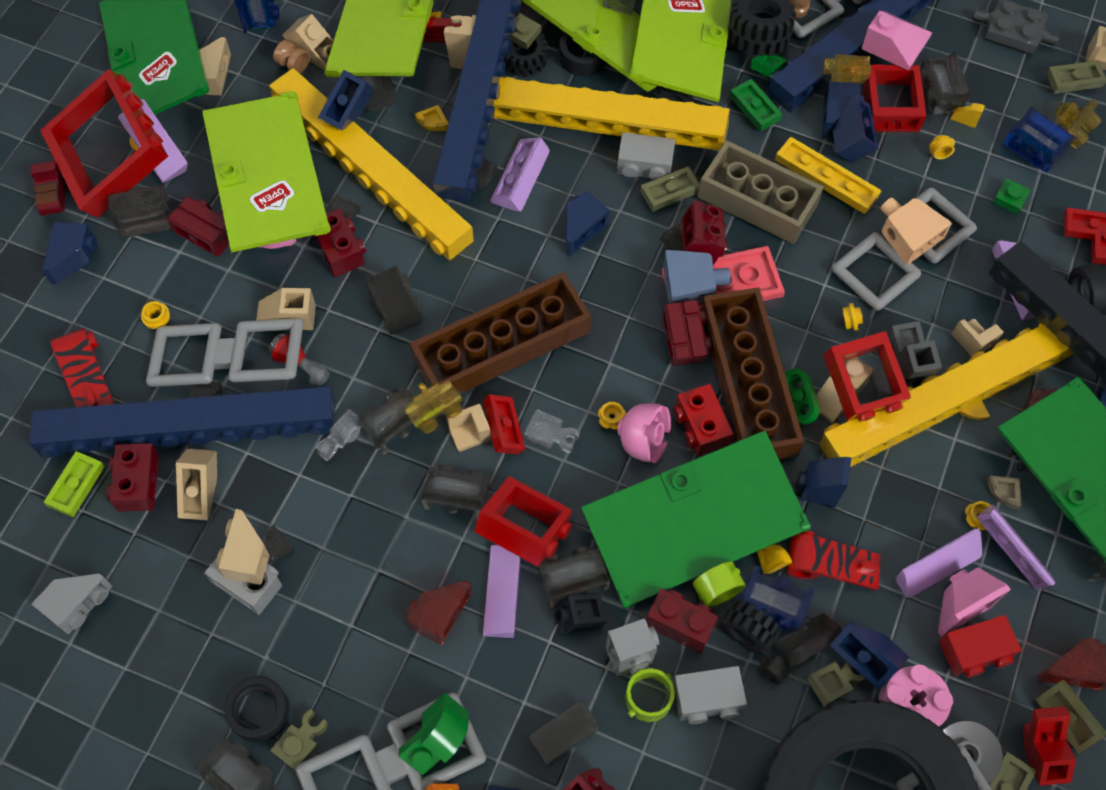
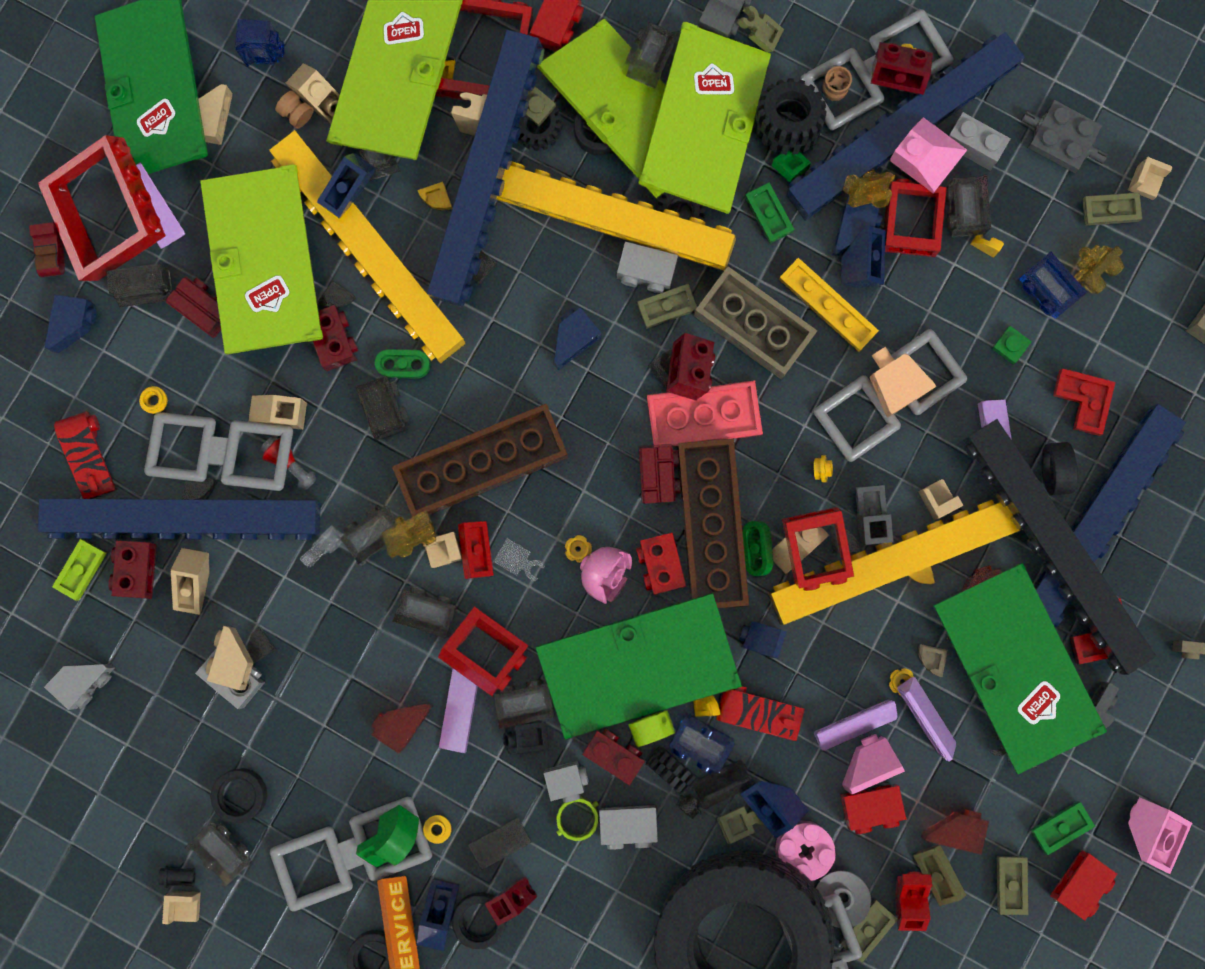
camera: 10 degrees right, 20 degrees up
(297, 744) = (272, 827): olive plate -> none
(412, 259) = (403, 363): none -> green plate
(493, 734) = (446, 829): none -> yellow plate
(521, 174) = (519, 271): lavender slope -> none
(691, 276) = (672, 416): sand blue torso -> none
(942, 147) = (952, 281): yellow plate -> none
(946, 30) = (982, 142): none -> light grey brick

